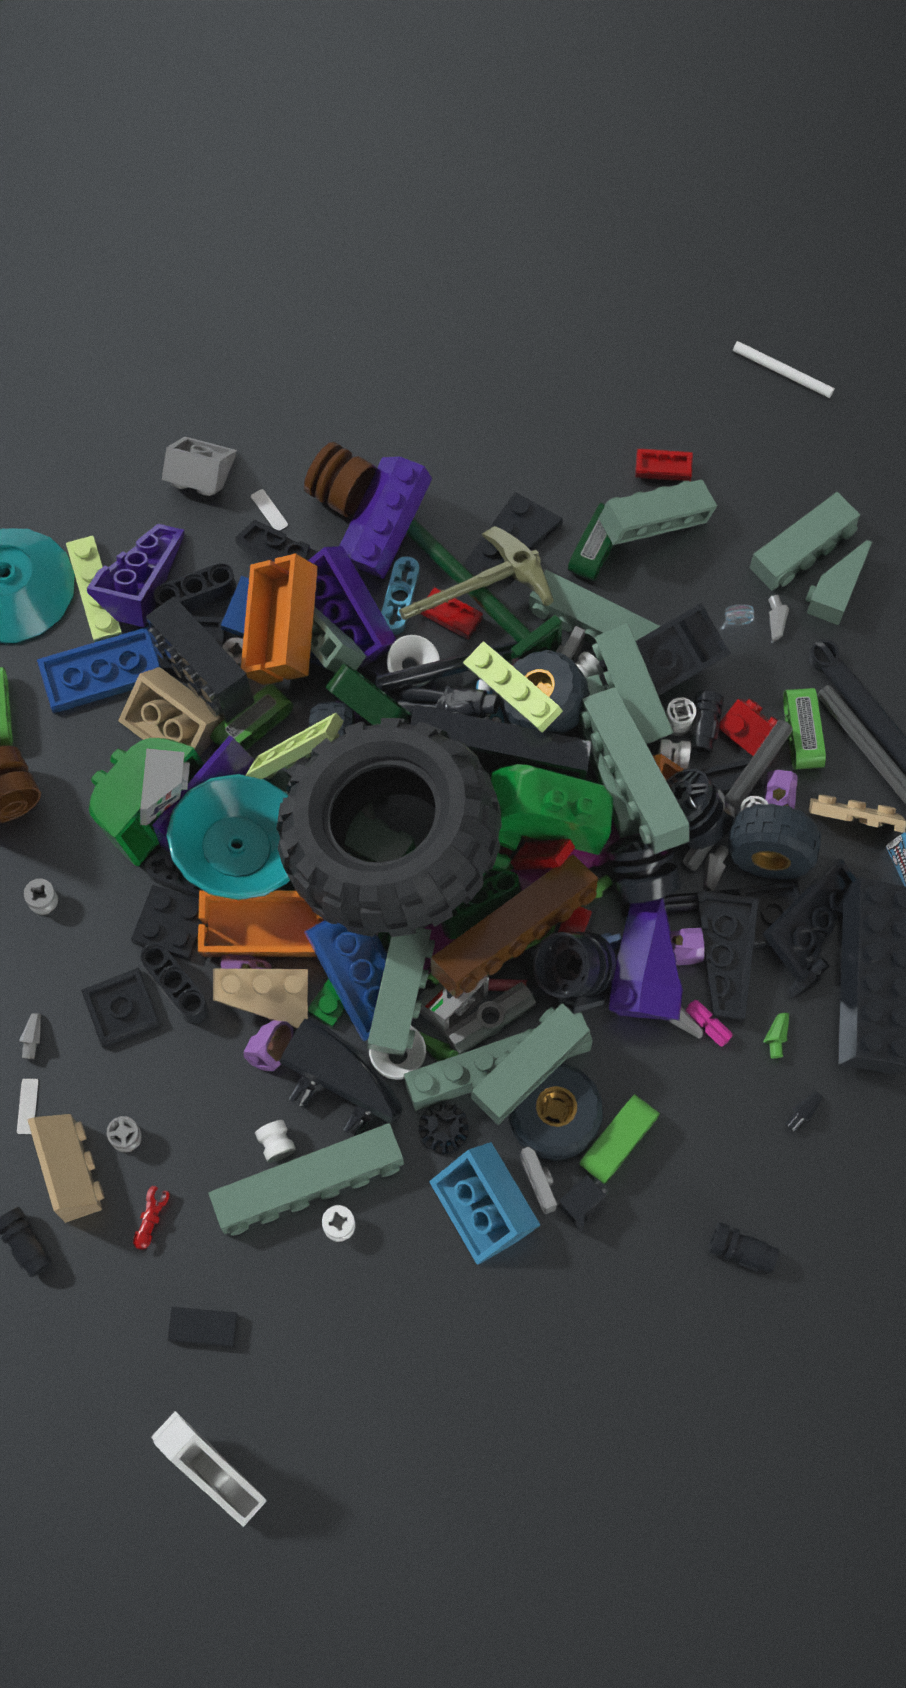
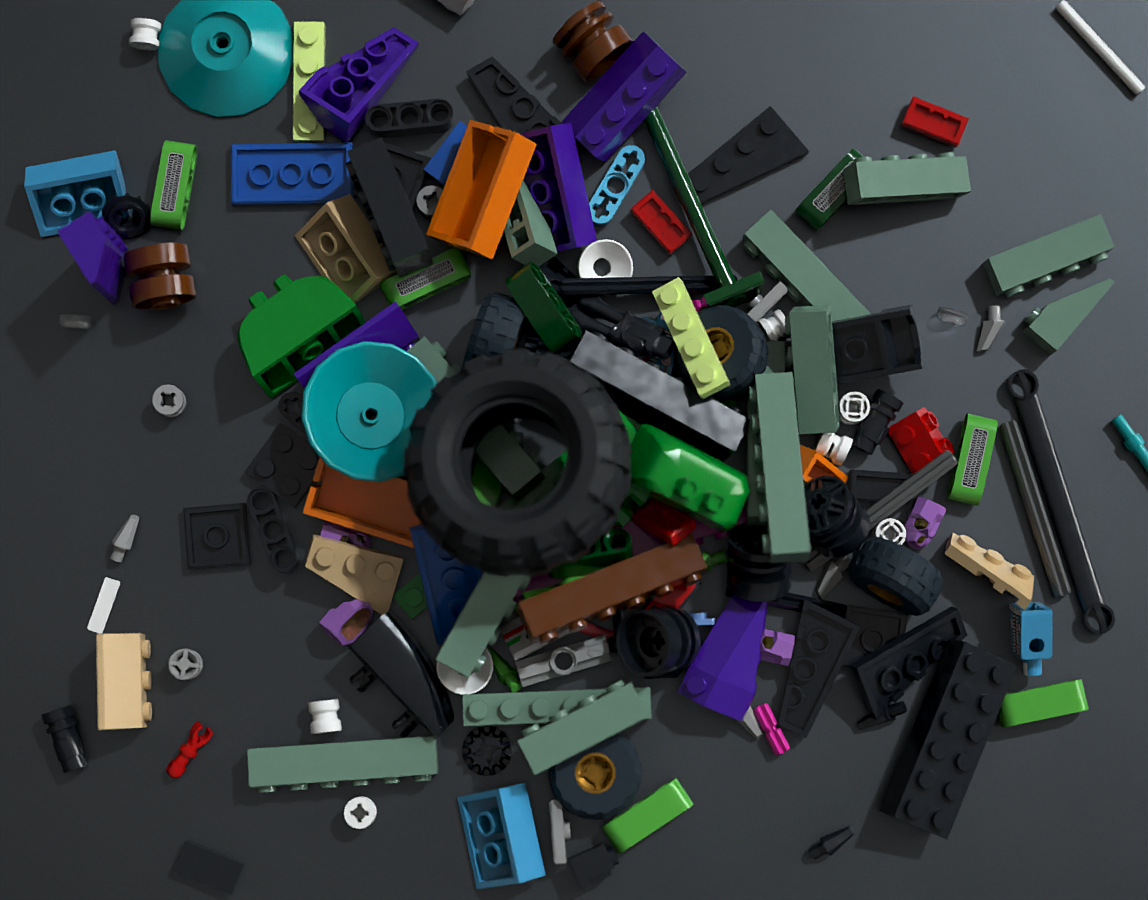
camera: 10 degrees right, 15 degrees up
(162, 782) = (312, 342): light grey slope -> none
(269, 510) = (512, 45): white sticker -> none
(294, 748) = (454, 342): yellowish green plate -> none
(518, 562) = (745, 195): olive piece -> none
(777, 1035) = (833, 761): bright green bar -> none

